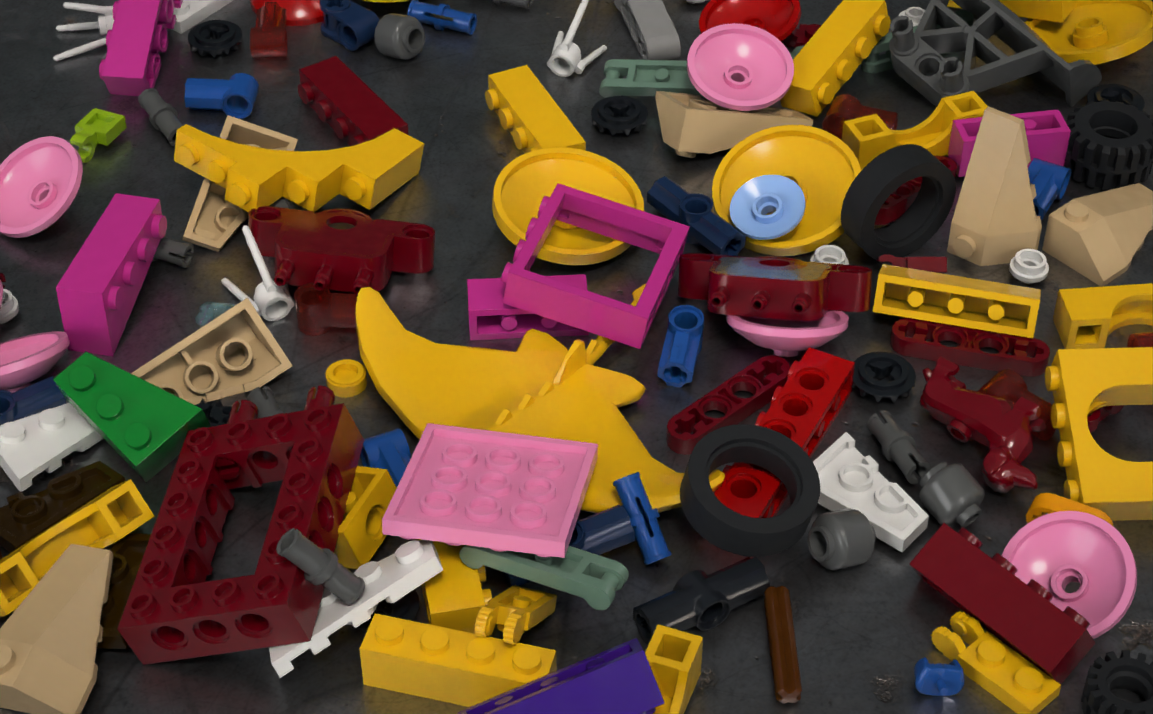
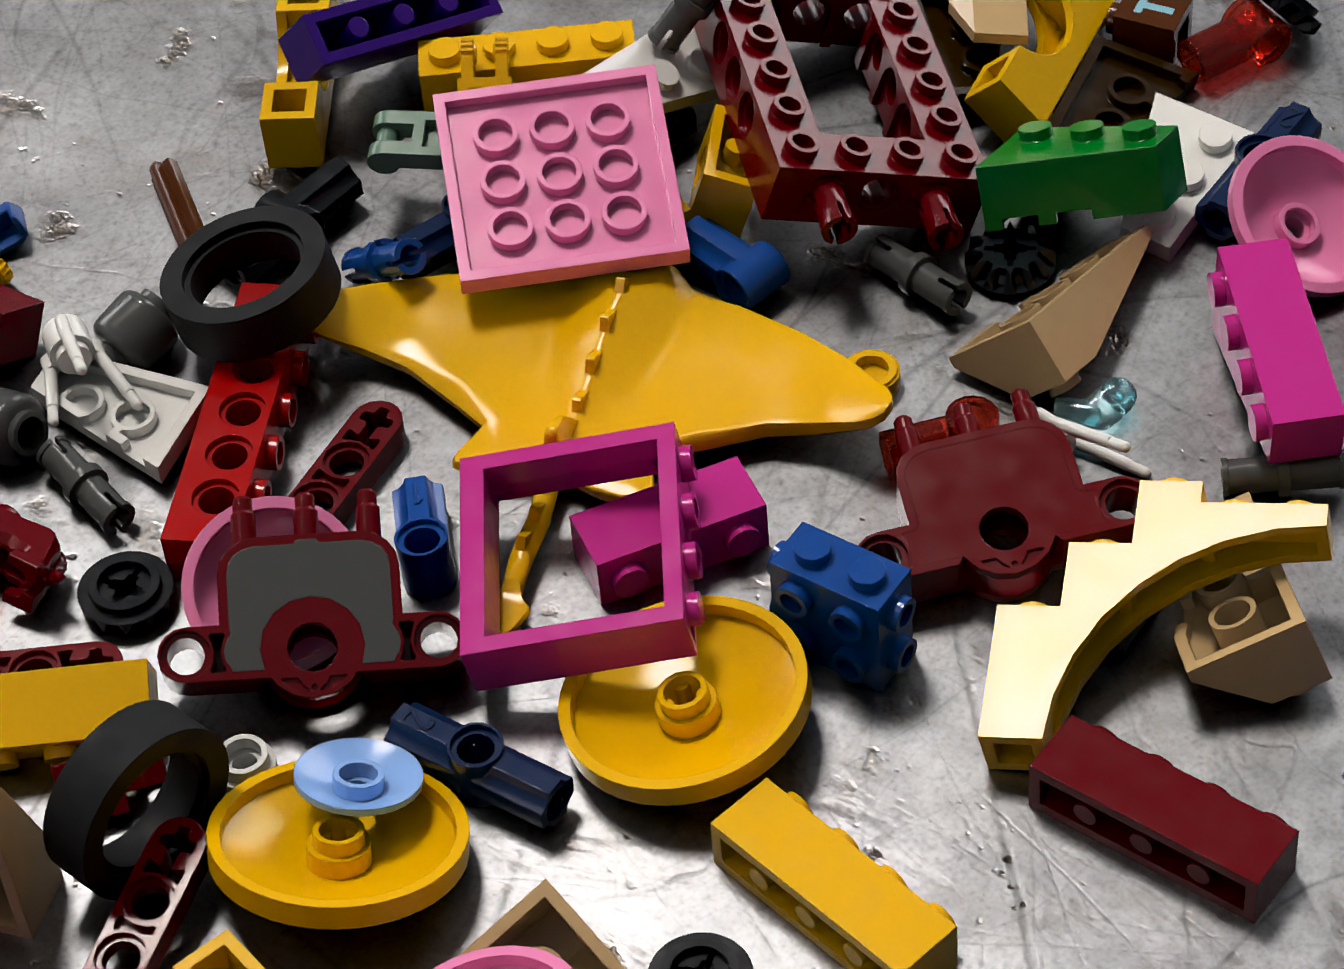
camera: 165 degrees right, 5 degrees up
(459, 215) = (844, 605): none -> blue brick
(894, 511) = (71, 351): none -> white plant

